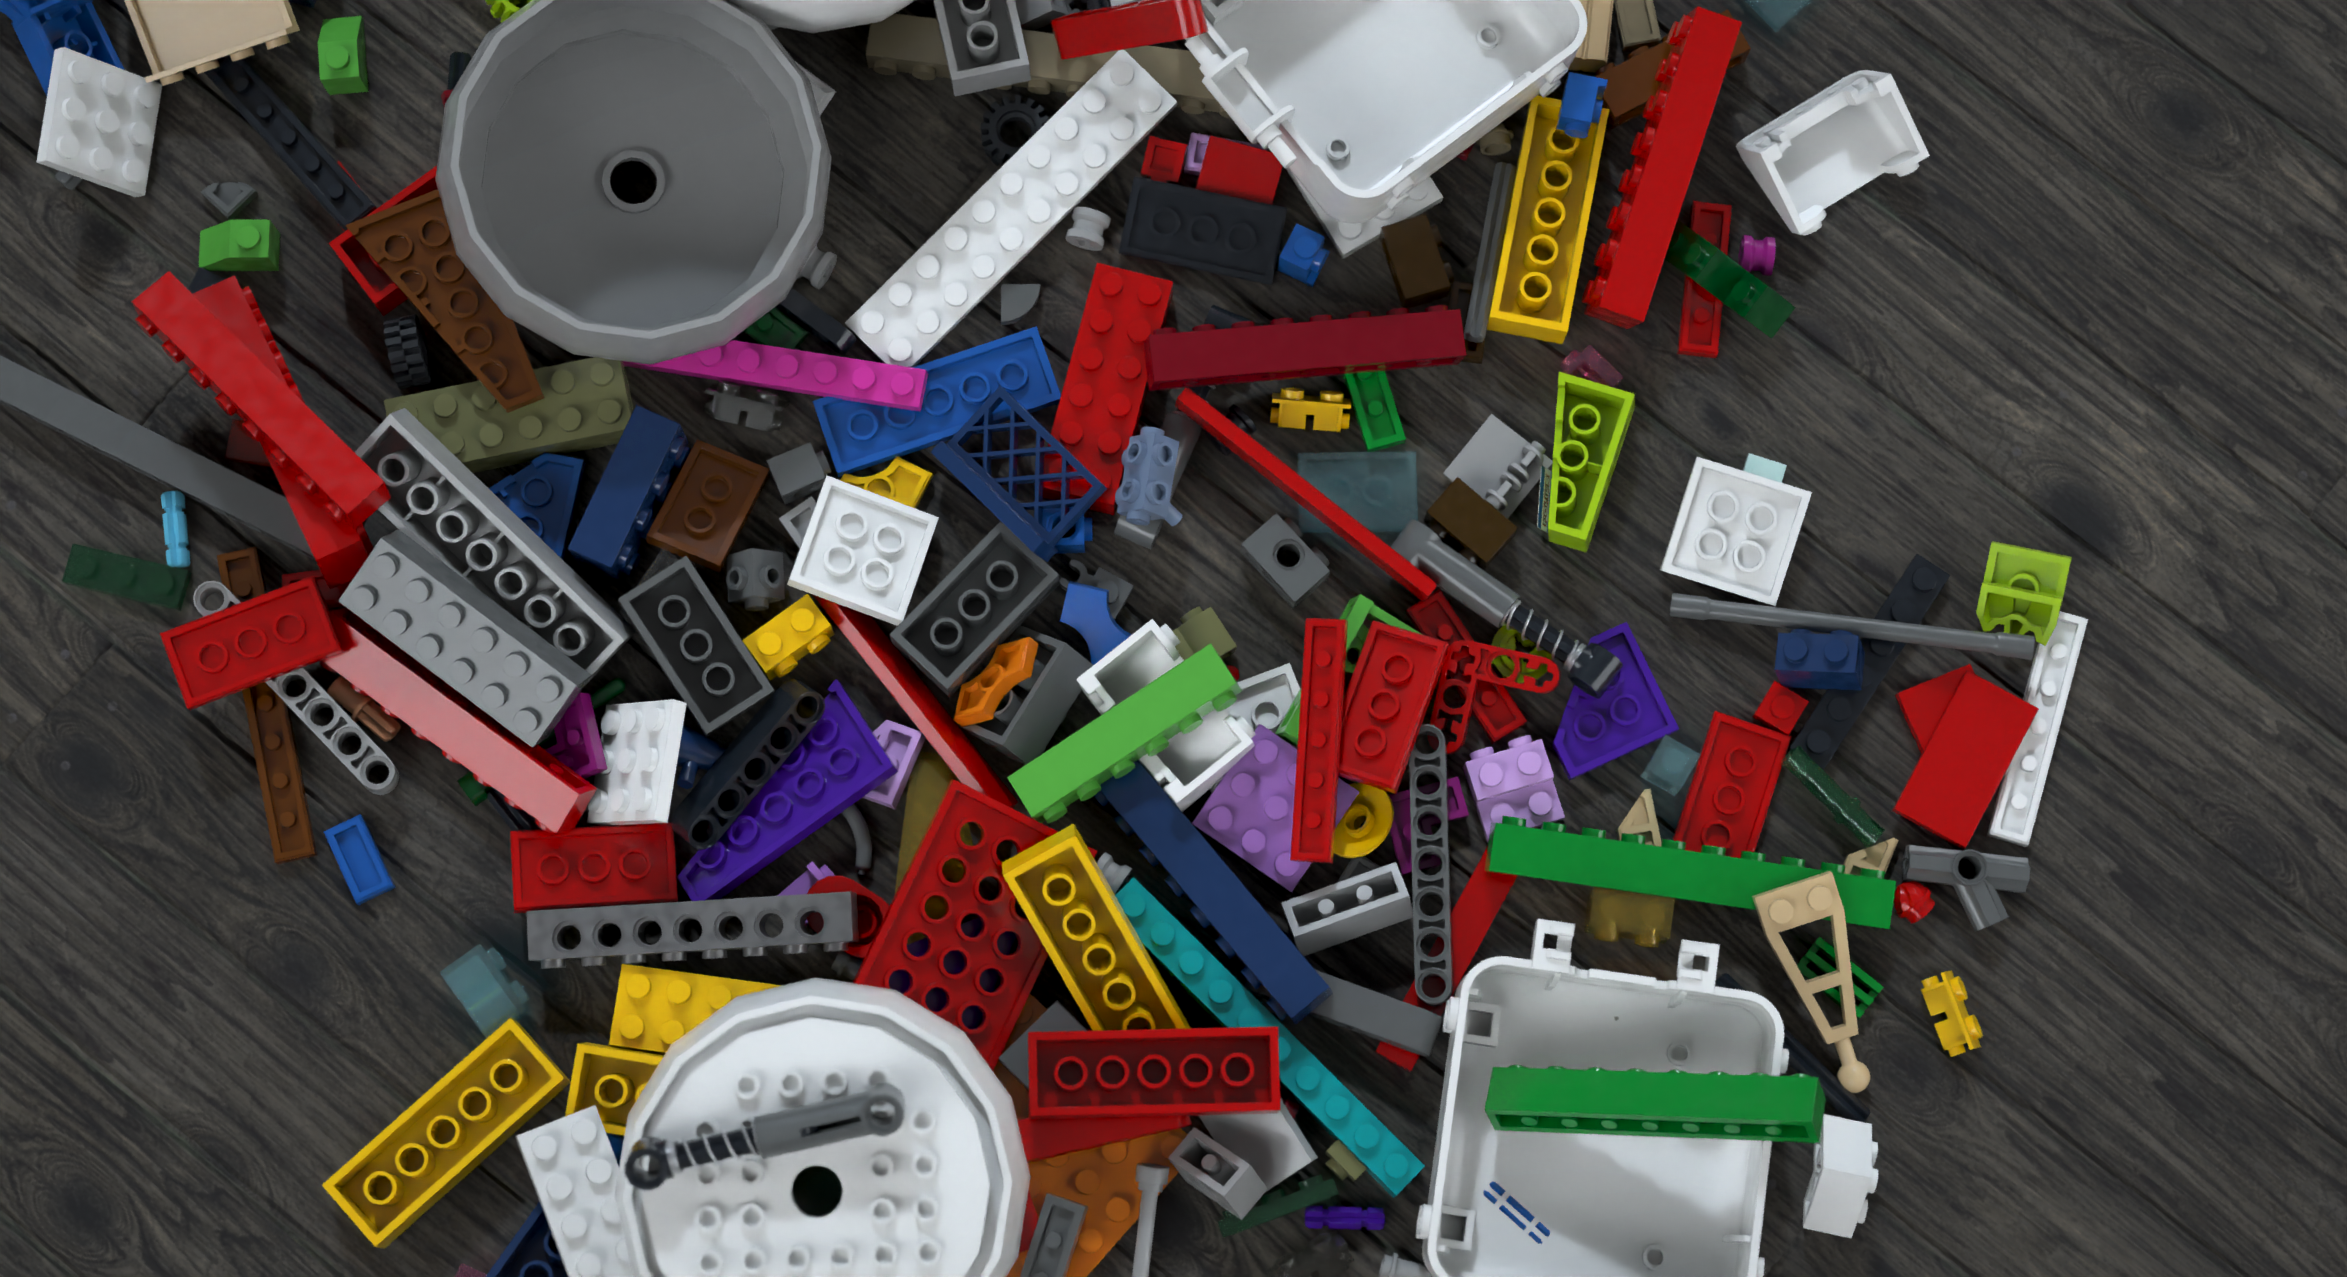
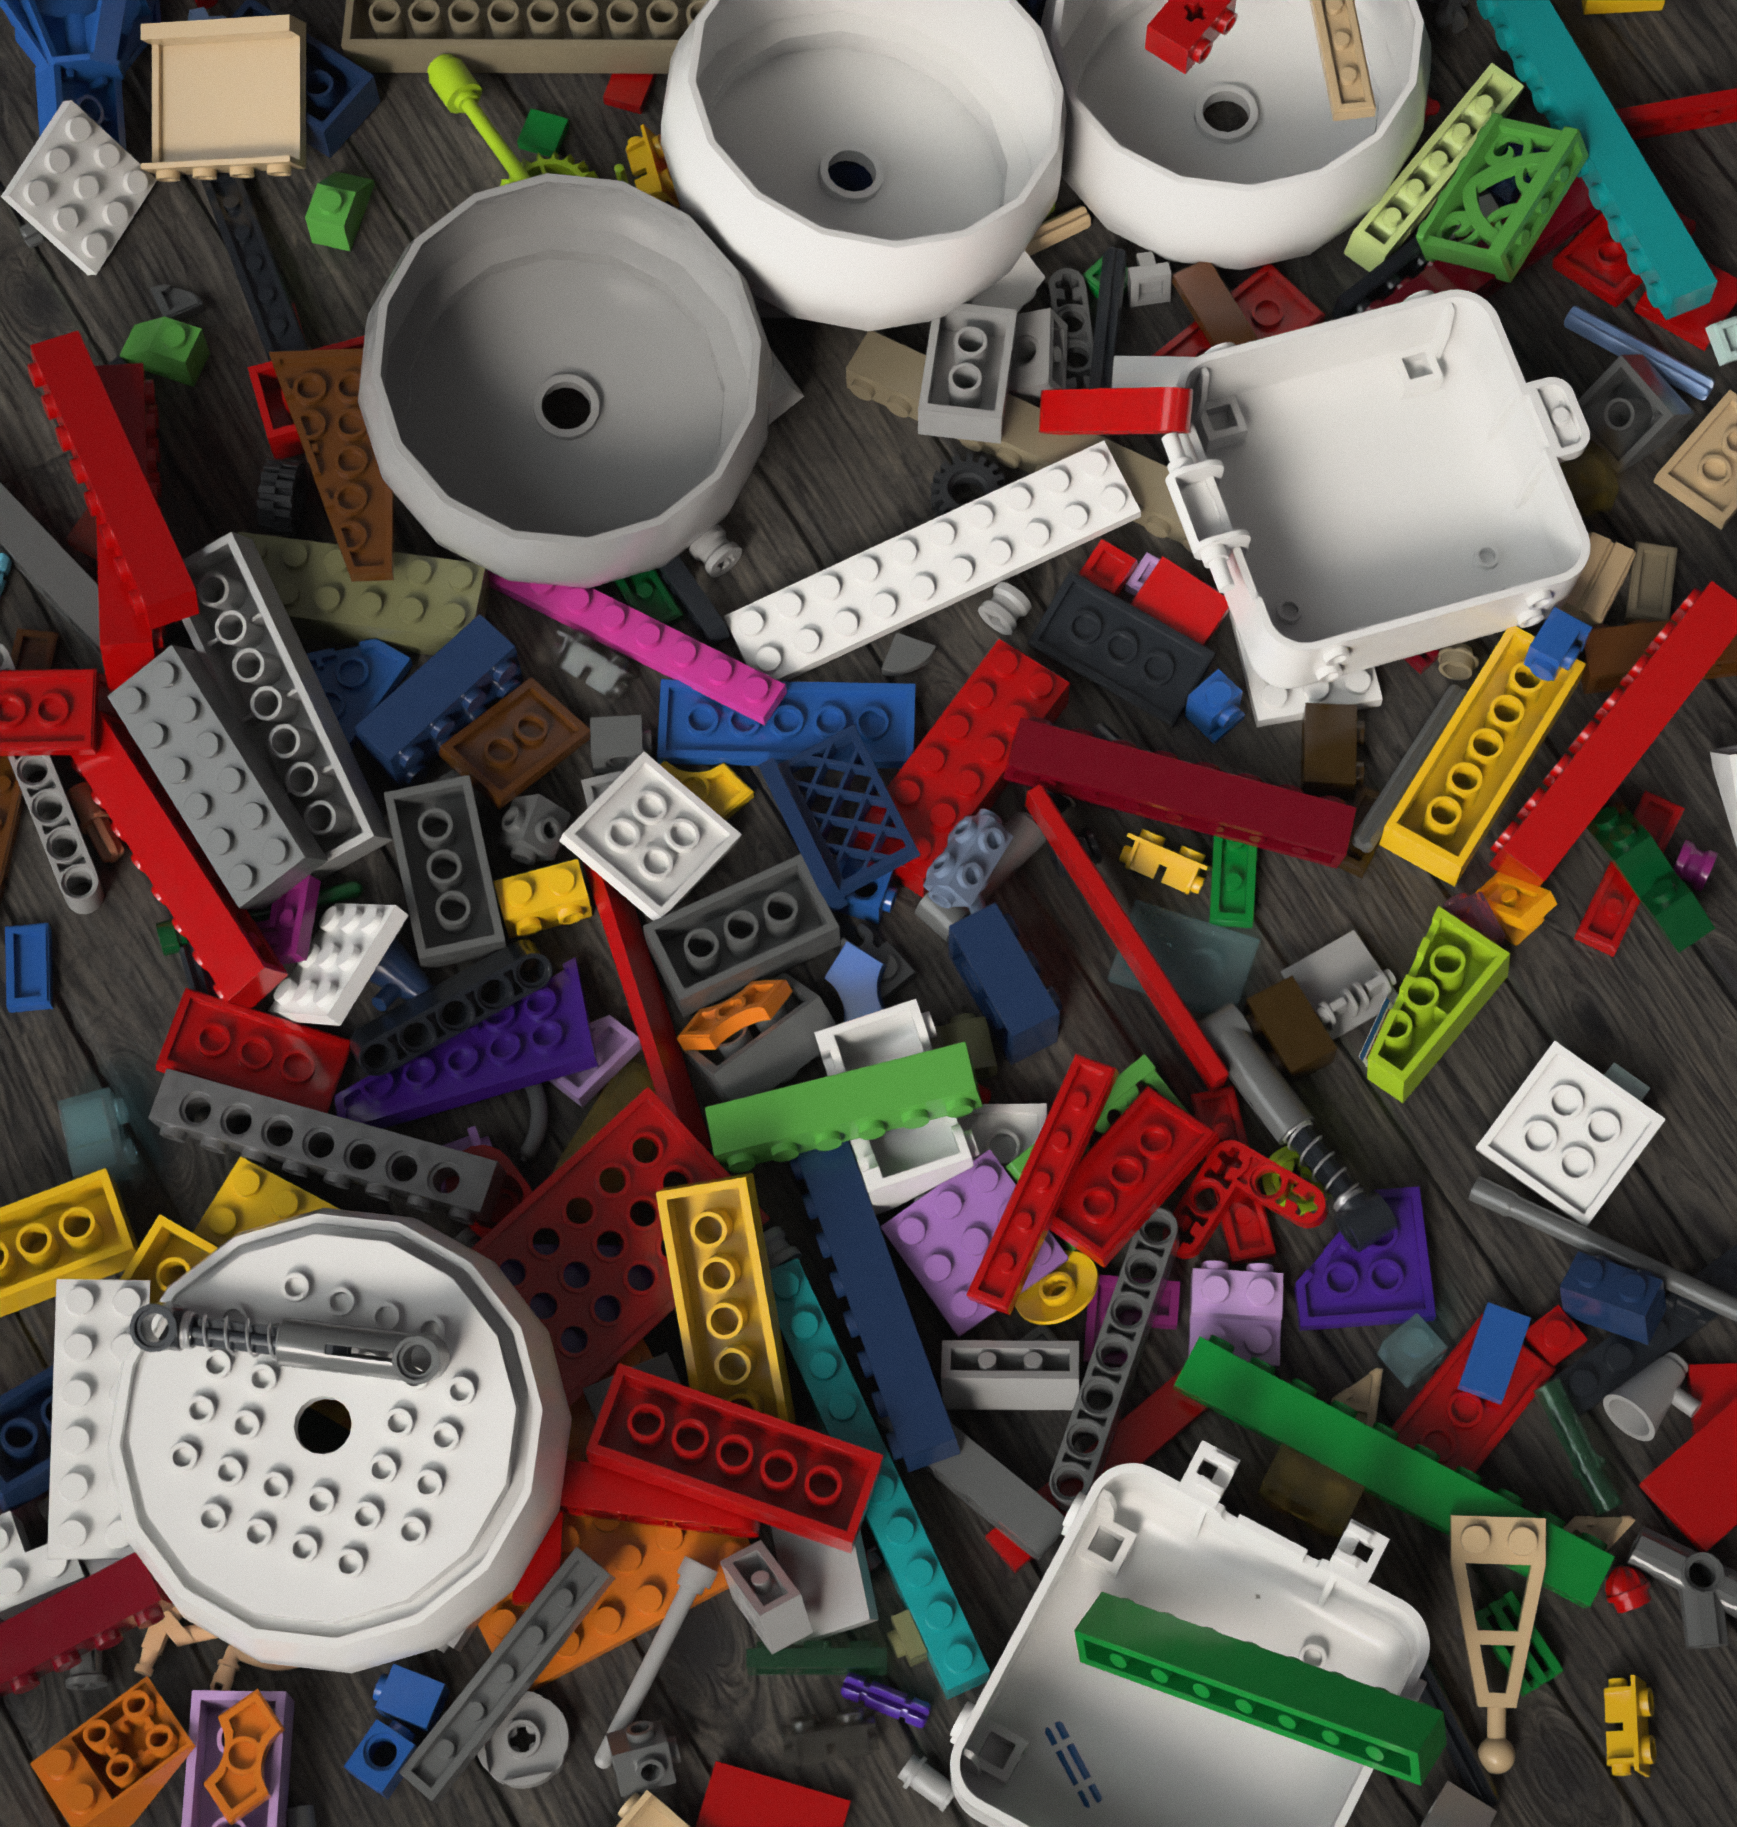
camera: 25 degrees right, 10 degrees down
(1217, 570) = (1005, 982): none -> dark blue brick
(1293, 582) = (1084, 1025): dark grey brick -> none
(1620, 343) = (1517, 905): none -> light orange slope
(1737, 742) = (1494, 1353): none -> blue tile
(1873, 735) = (1645, 1398): none -> light grey piece

